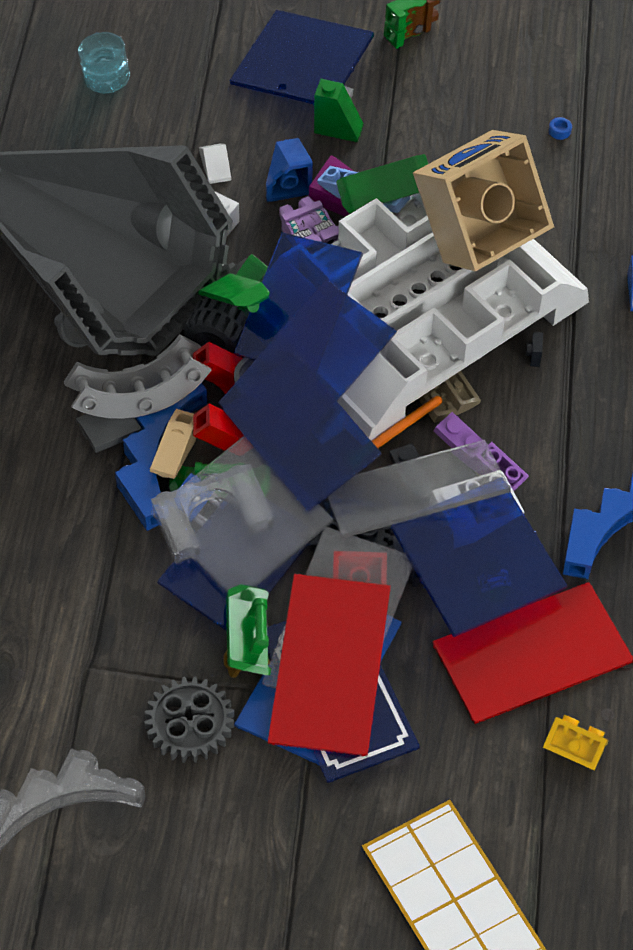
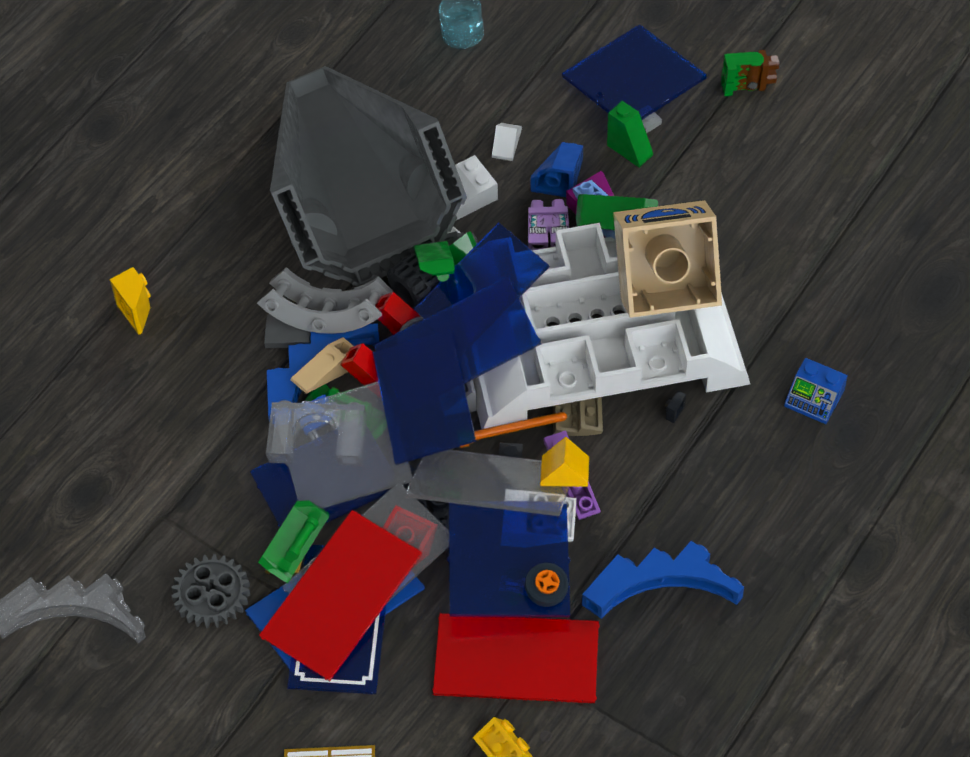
camera: 30 degrees right, 0 degrees up
(477, 444) = (565, 465): none -> yellow slope
(539, 557) = (549, 576): none -> black wheel
(560, 128) = (823, 220): blue tile -> none

